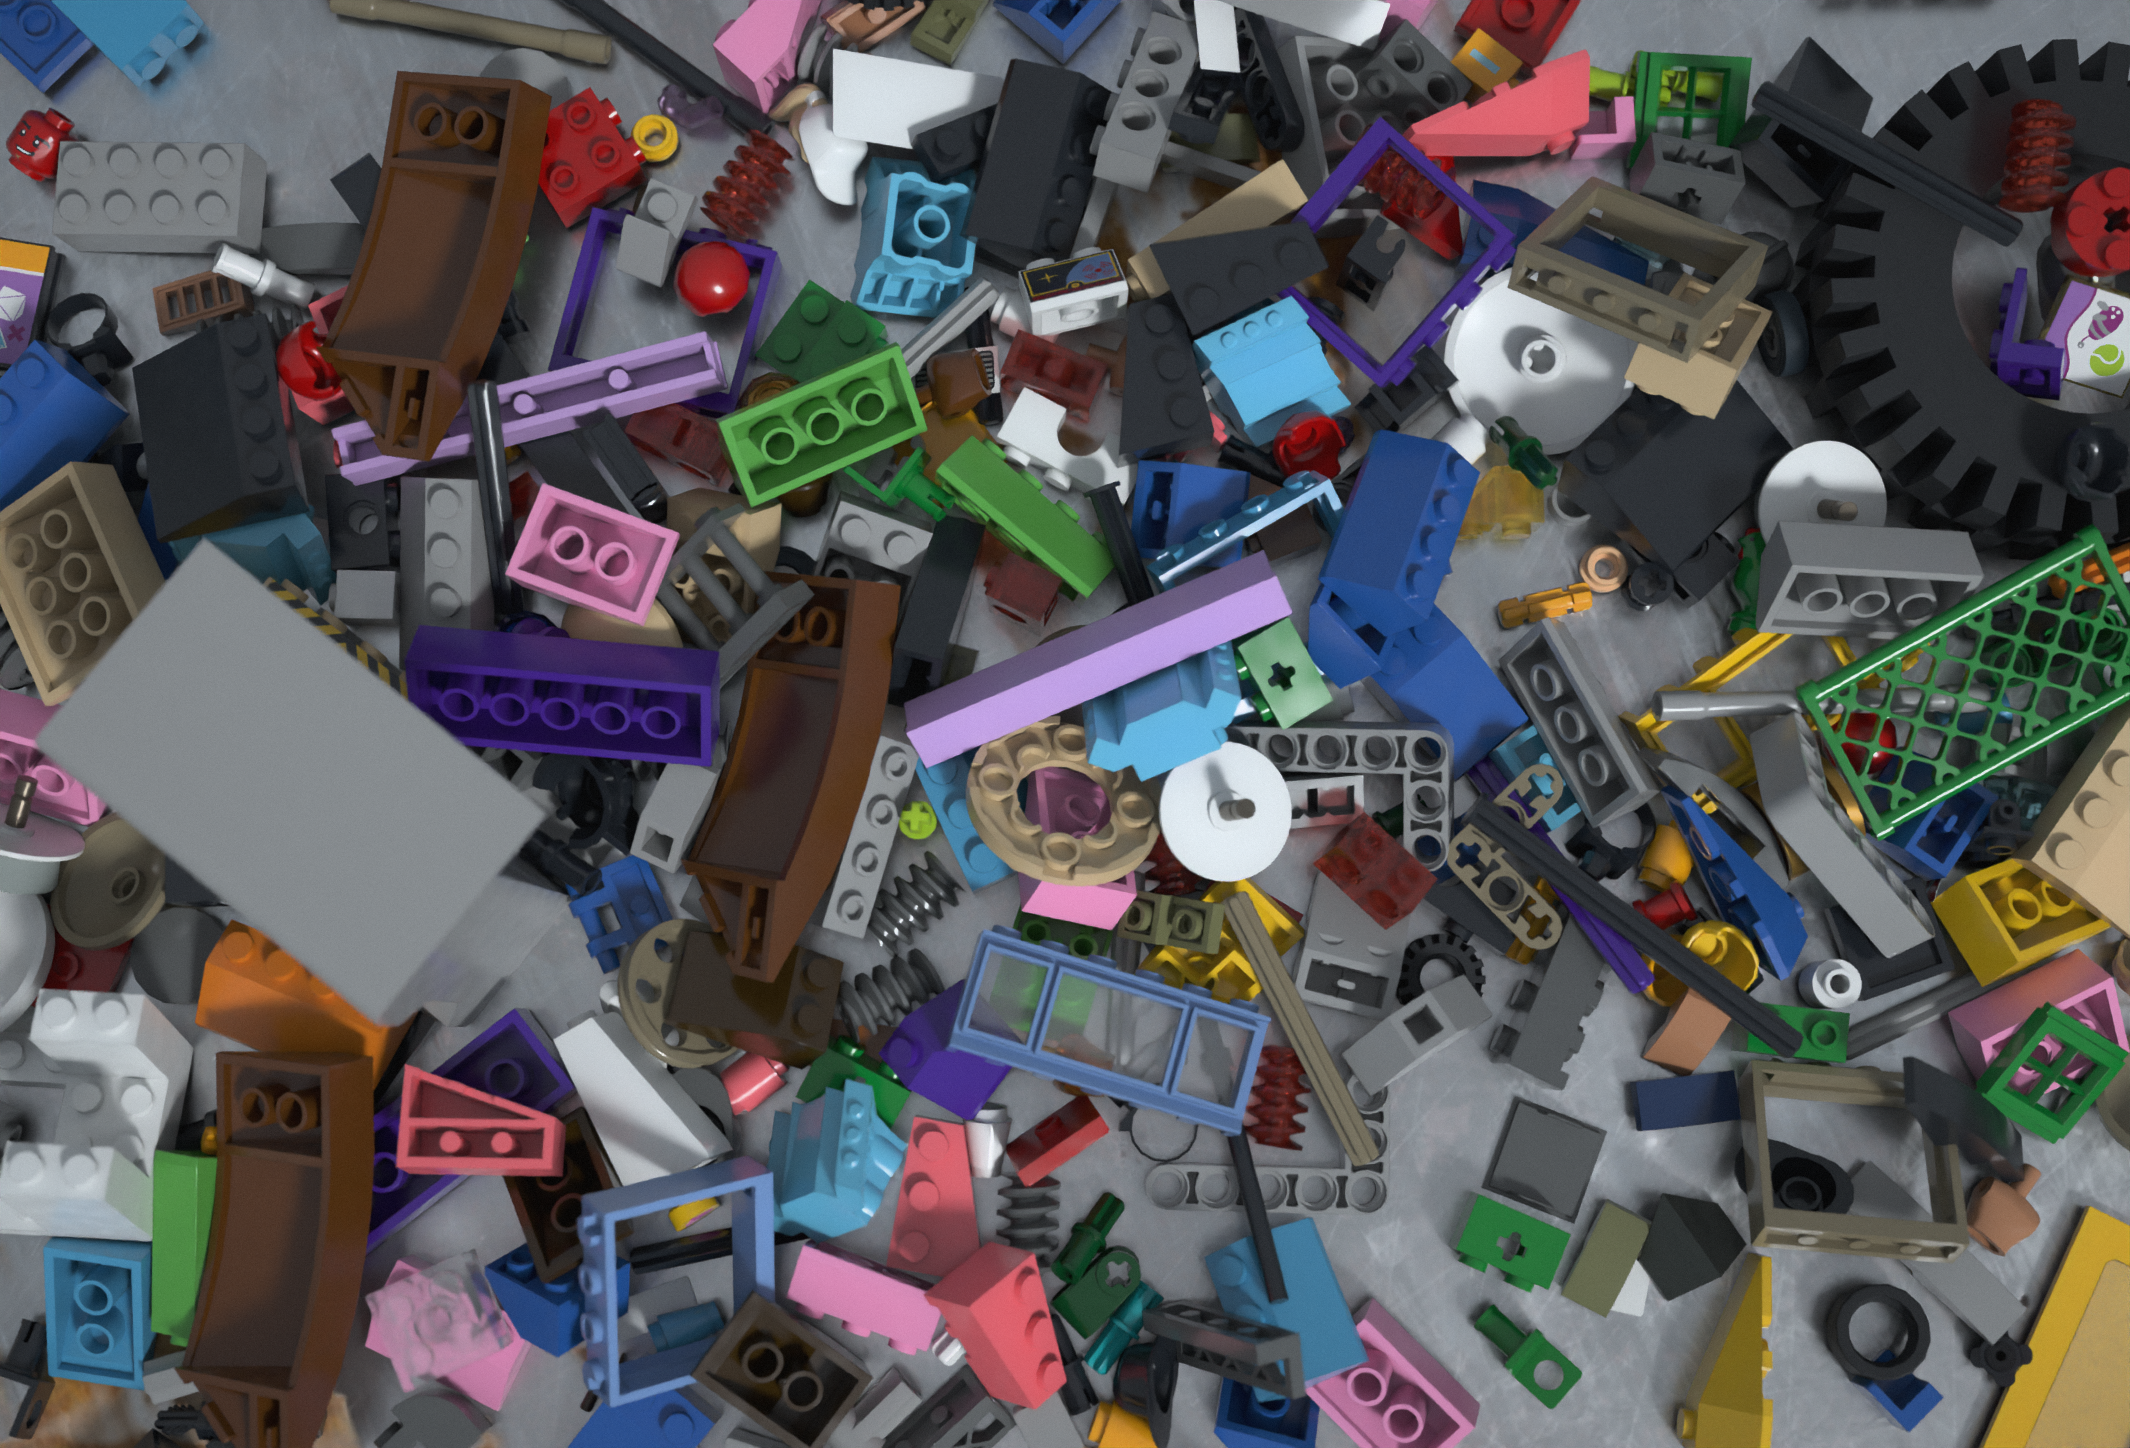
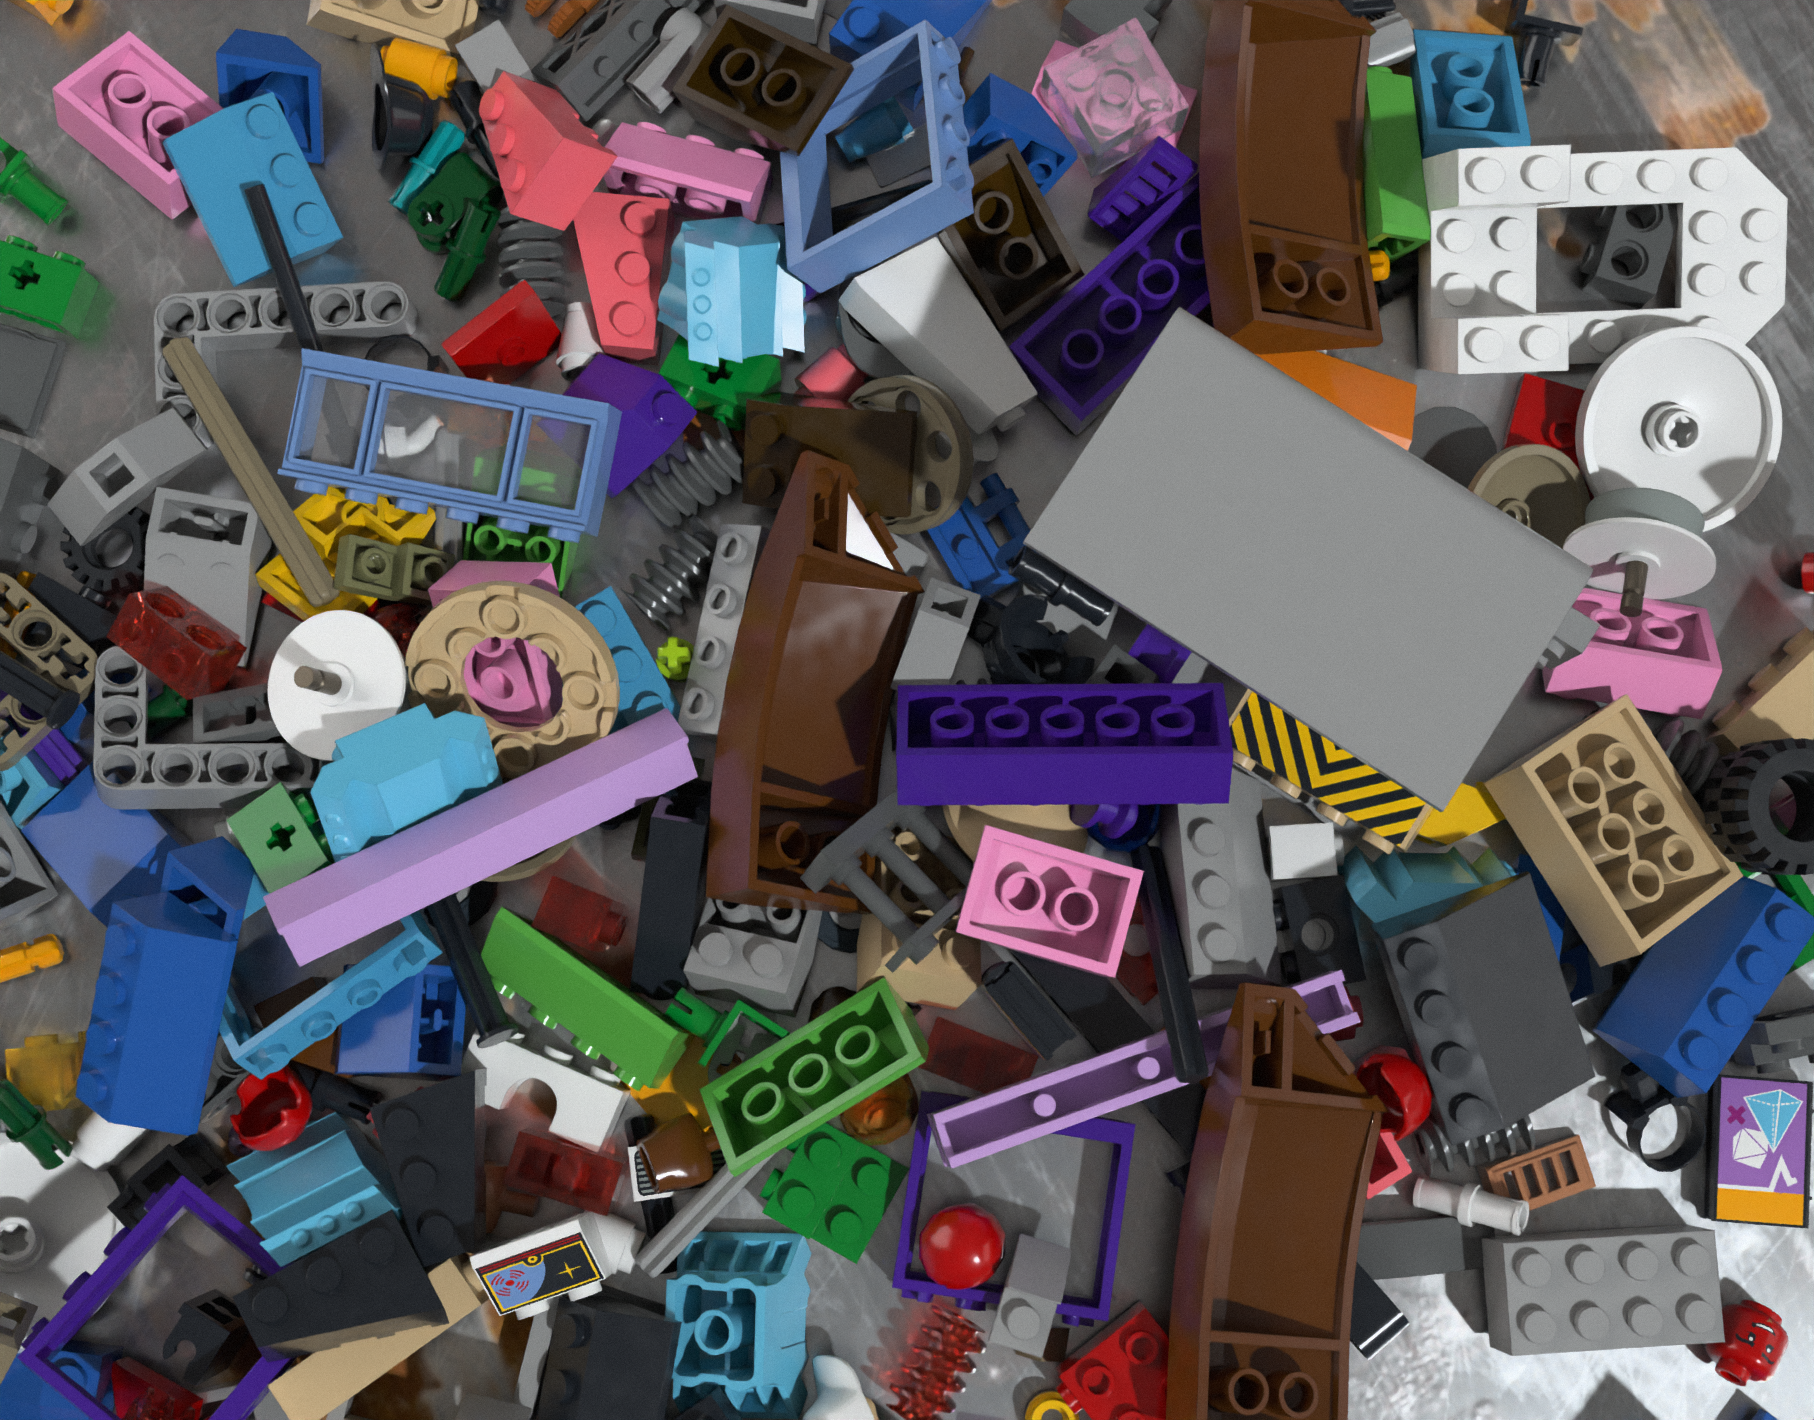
camera: 175 degrees right, 0 degrees up
(431, 1237) = (1122, 213): none -> dark purple slope
(472, 1133) = (1099, 281): coral wedge -> none
(1238, 1338) = (301, 142): dark grey fence -> none
(1278, 1099) = (271, 401): clear red piece -> none

